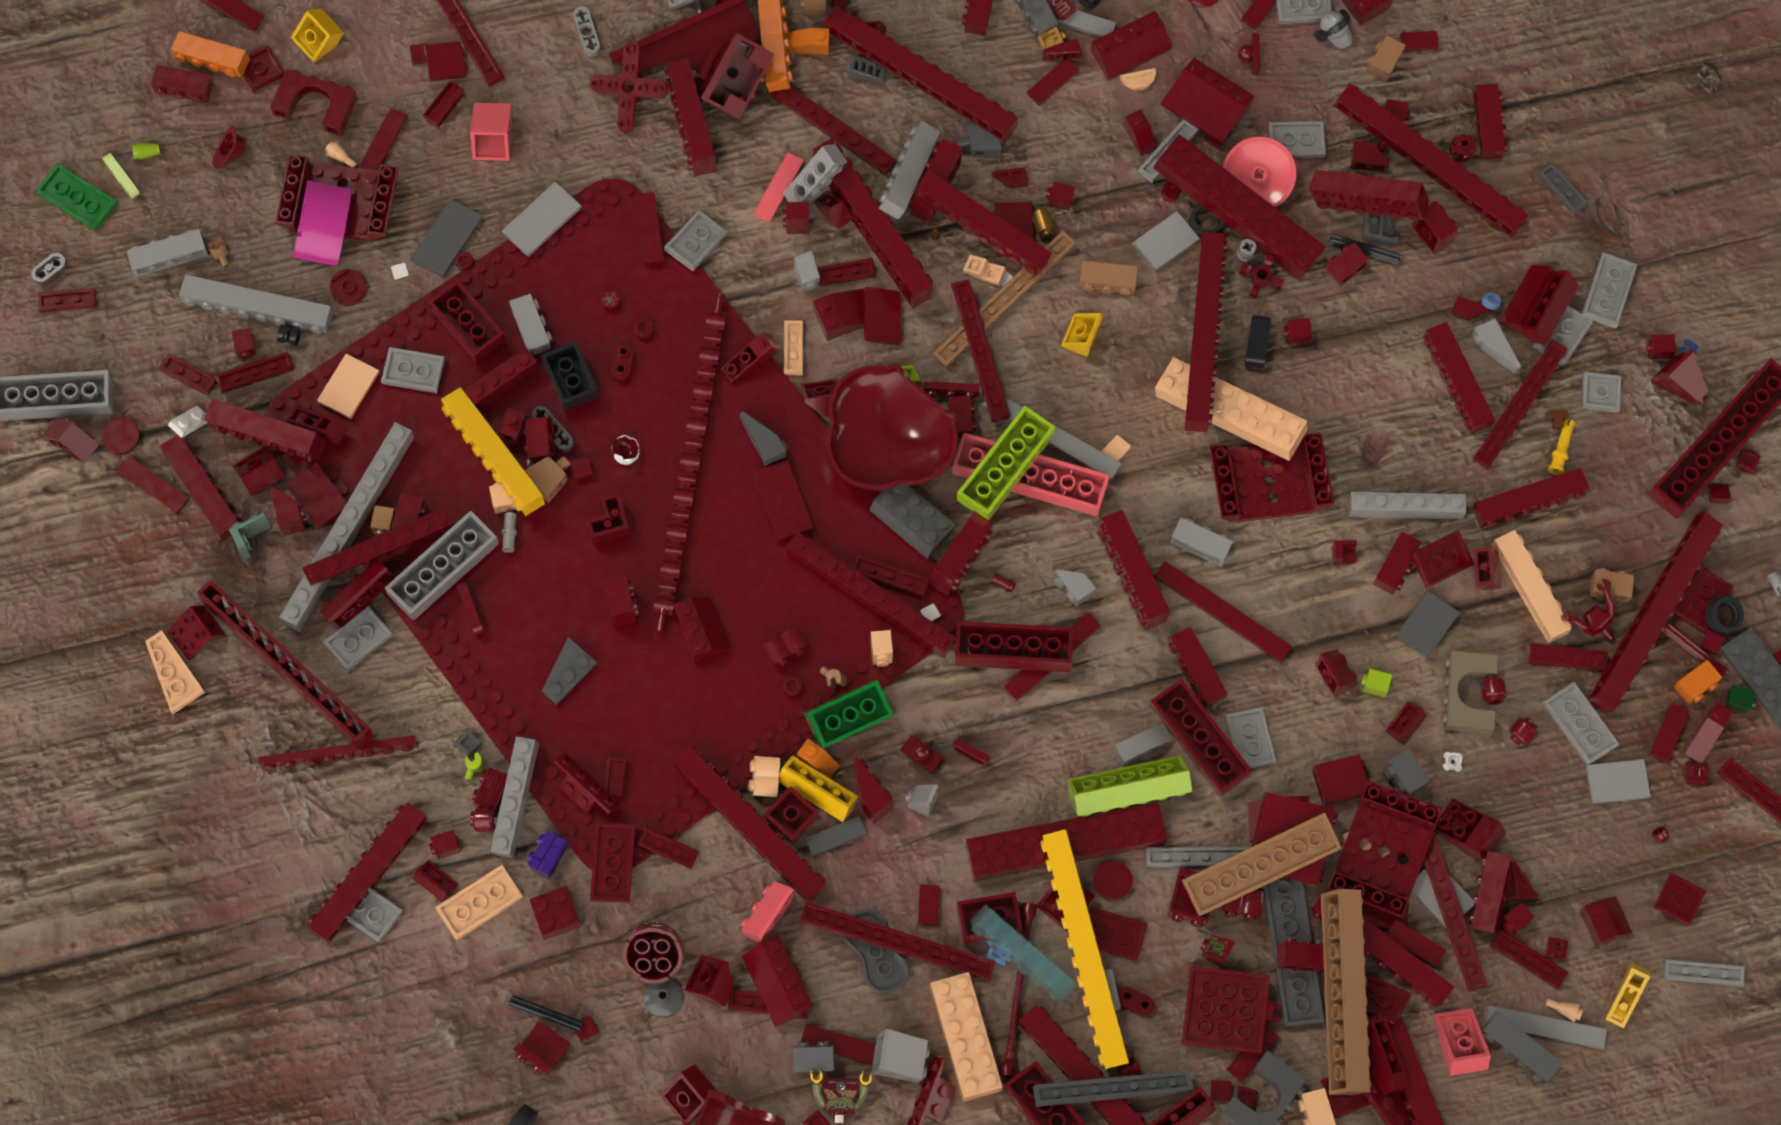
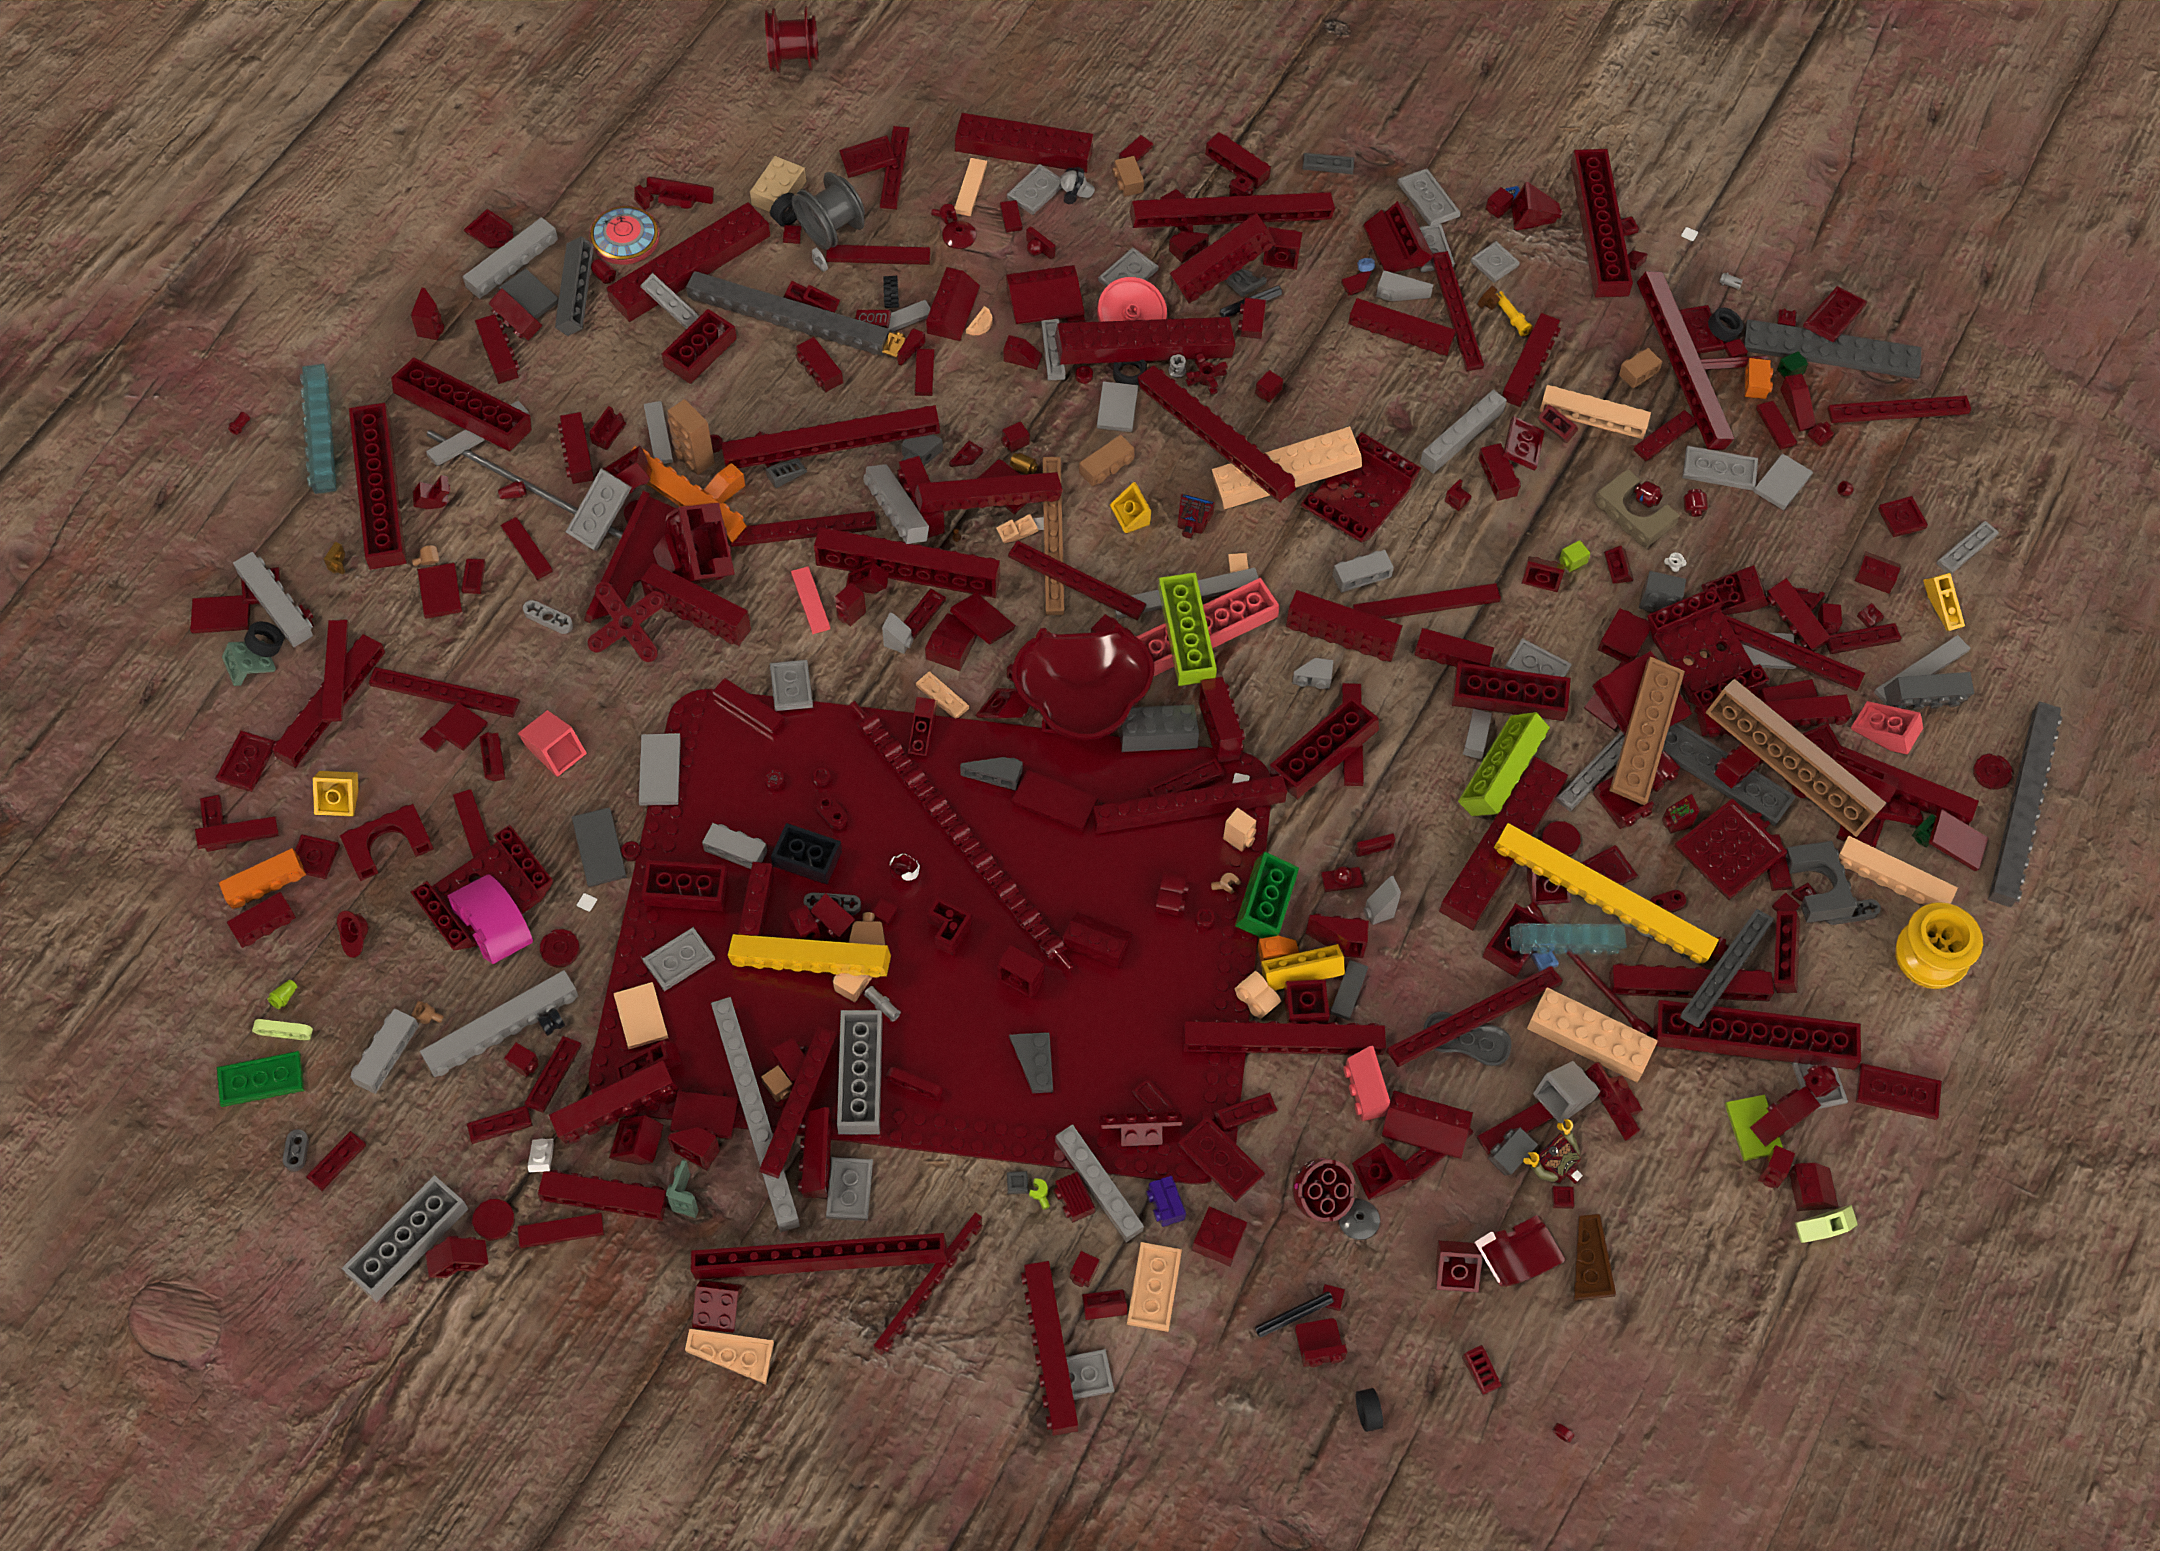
camera: 45 degrees left, 10 degrees down
(337, 152) = (445, 861): light nougat cone -> none
(484, 819) = (1093, 1221): dark red head -> none
(816, 175) = (832, 553): light grey brick -> none
(928, 905) = (1463, 974): dark red tile -> none
(951, 389) = (1091, 618): dark red plate -> none
(1003, 582) = (1264, 716): dark red pin -> none
(1124, 380) = (1194, 515): none -> torso
(1257, 341) = (1251, 415): black beam -> none
(1427, 624) = (1560, 493): dark grey tile -> none
(1569, 1010) = (1925, 644): light nougat cone -> none
(1596, 618) = (1656, 394): dark red piece -> none

